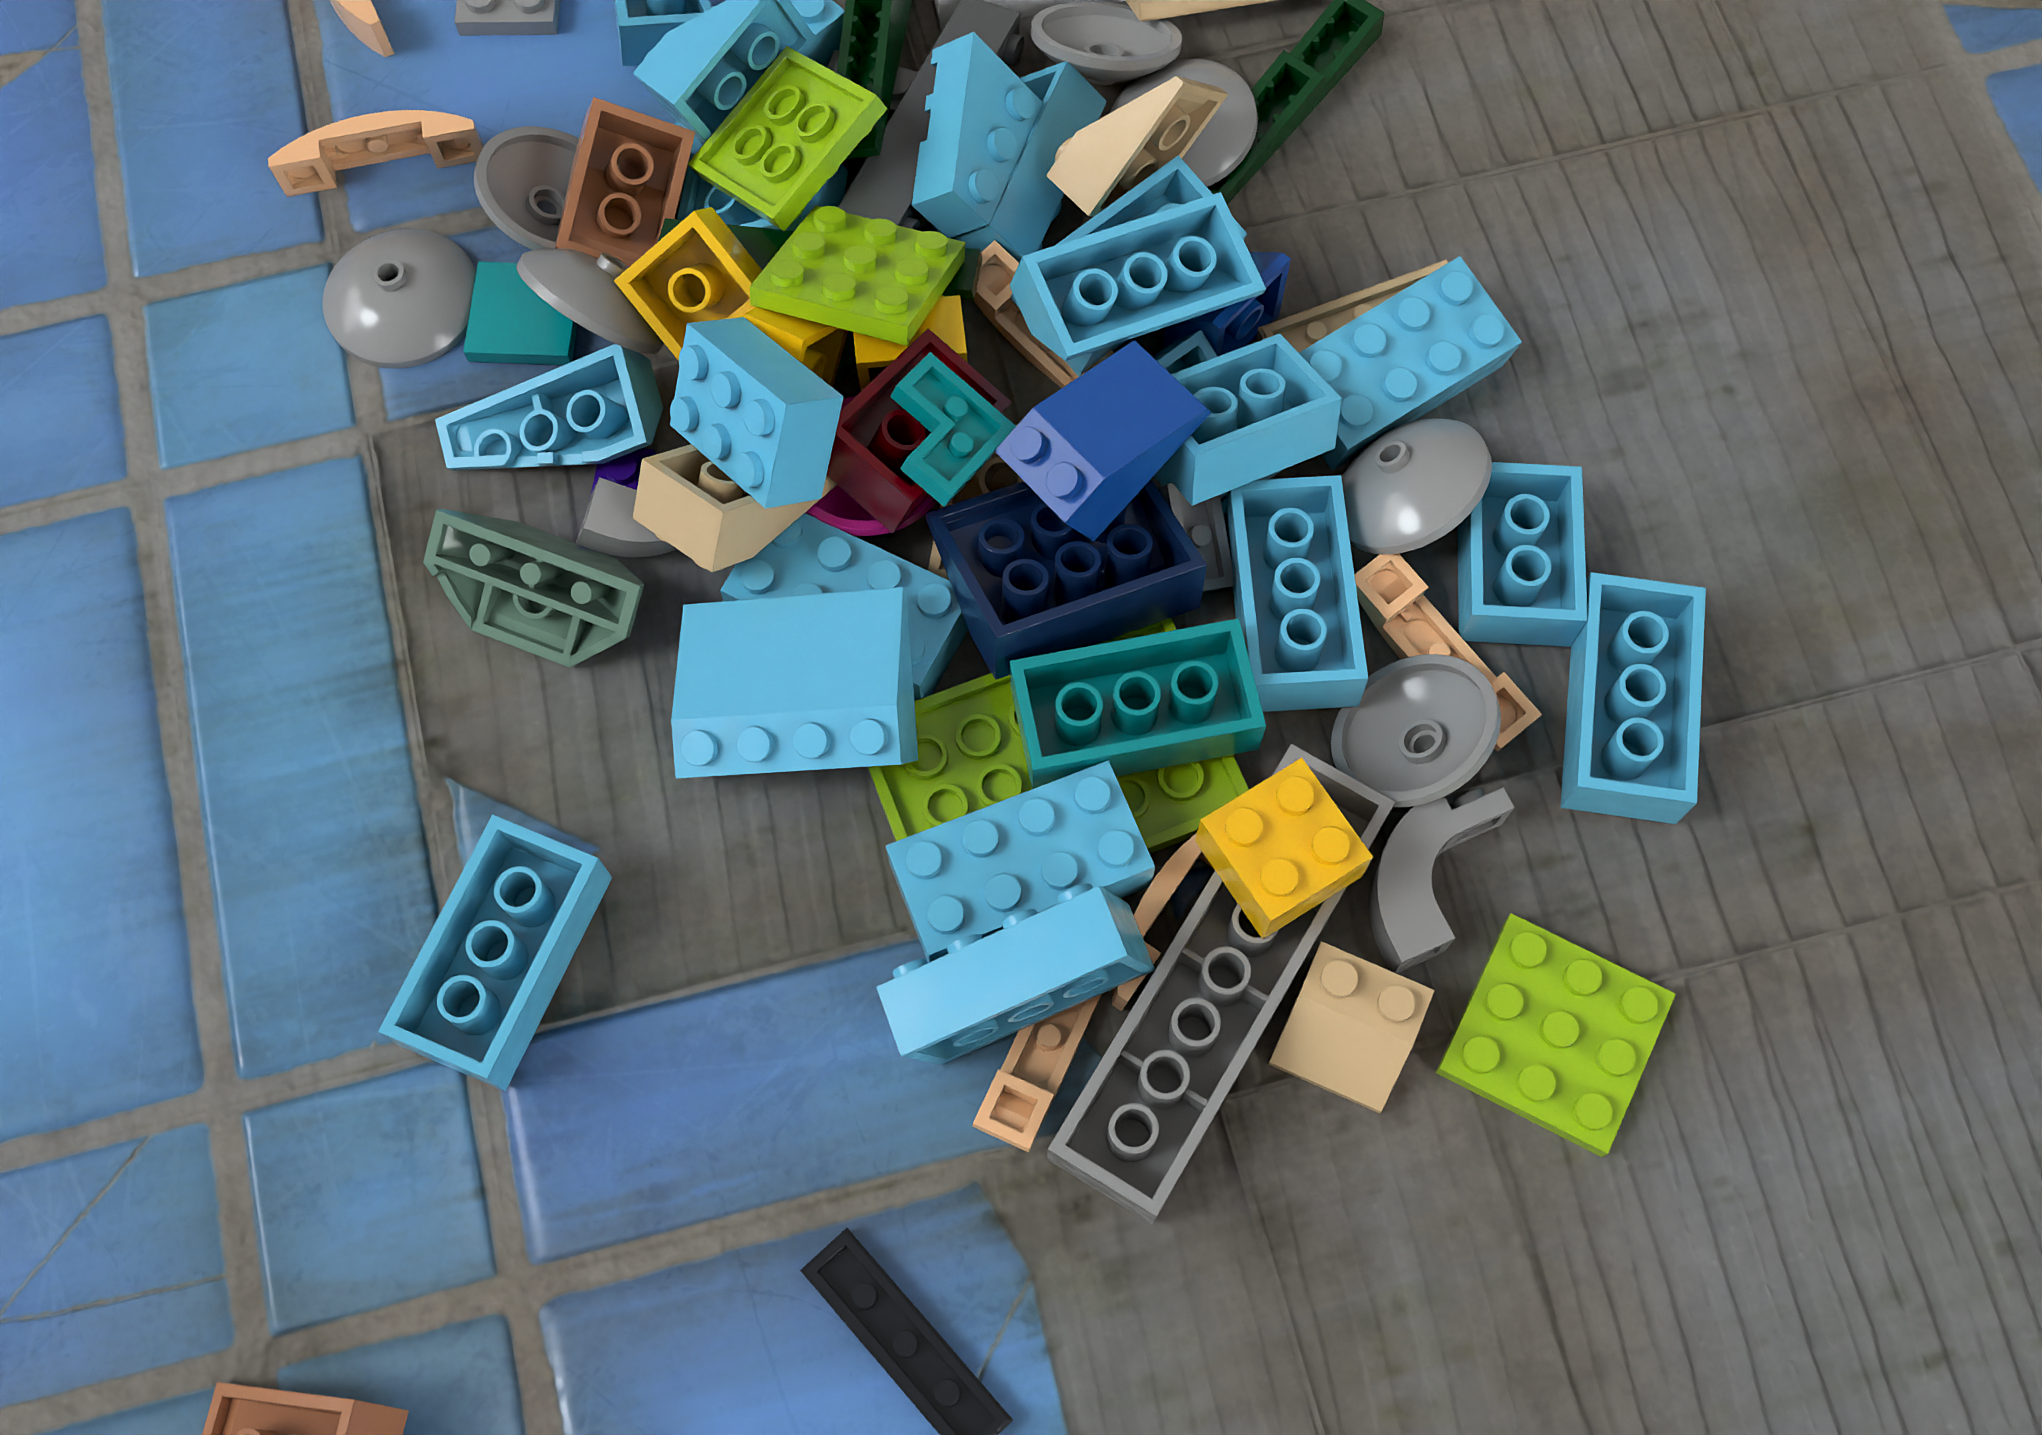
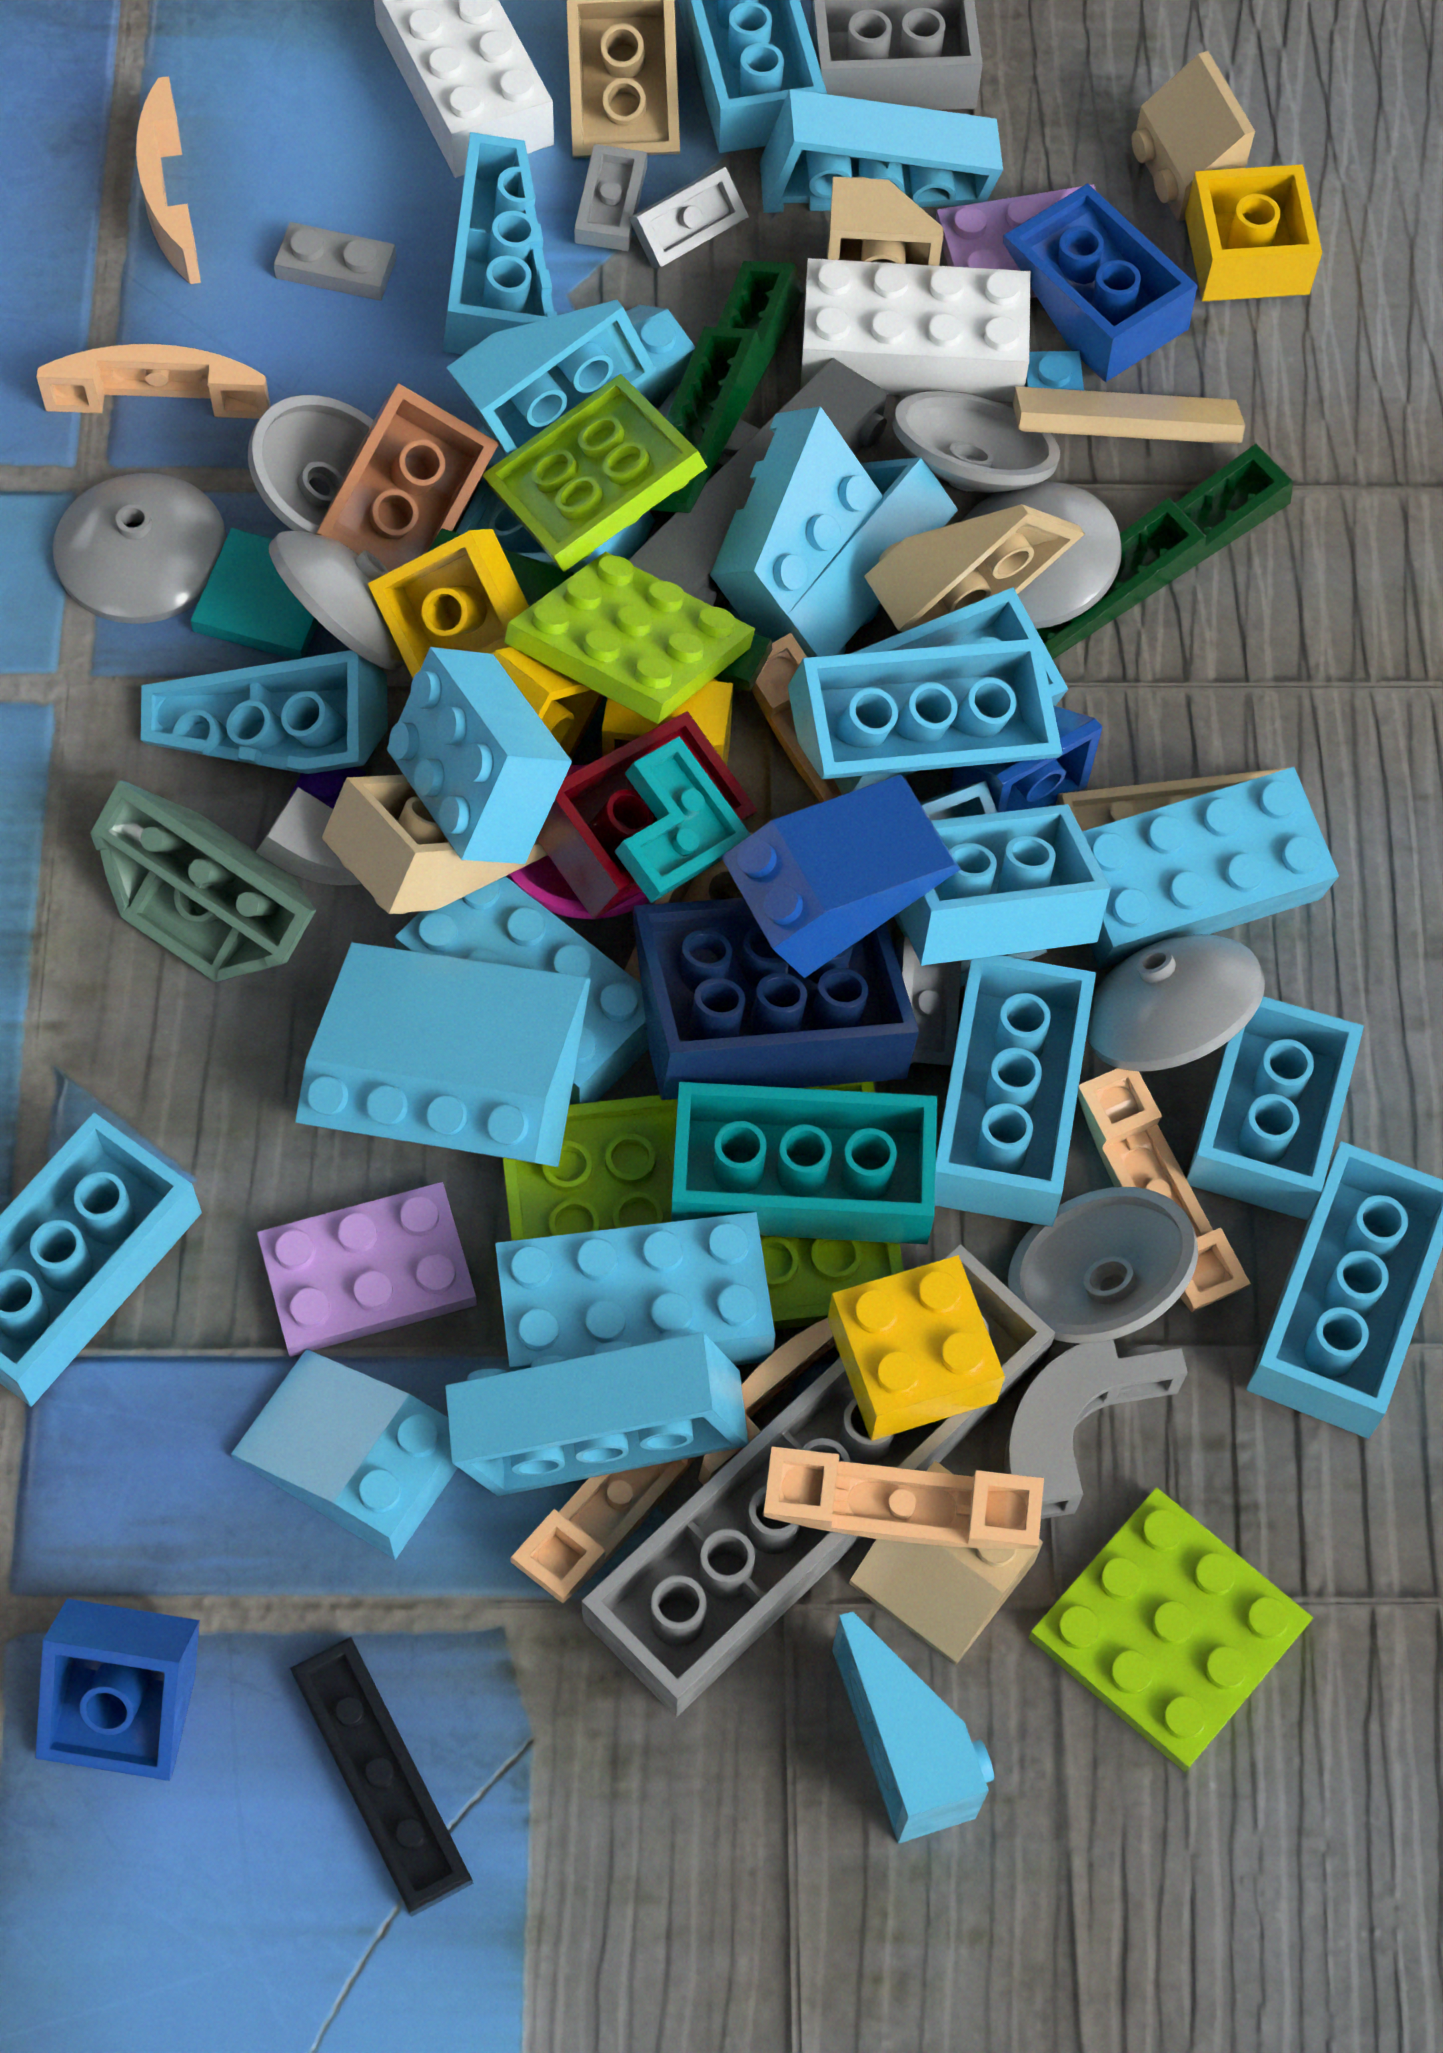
camera: 10 degrees right, 5 degrees down
(648, 1330) = (115, 1688): none -> blue slope
(771, 891) = (366, 1269): none -> lavender plate
(802, 1058) = (352, 1450): none -> medium azure slope
(1310, 988) = (903, 1503): none -> light nougat slope
(1371, 1199) = (913, 1739): none -> medium azure slope

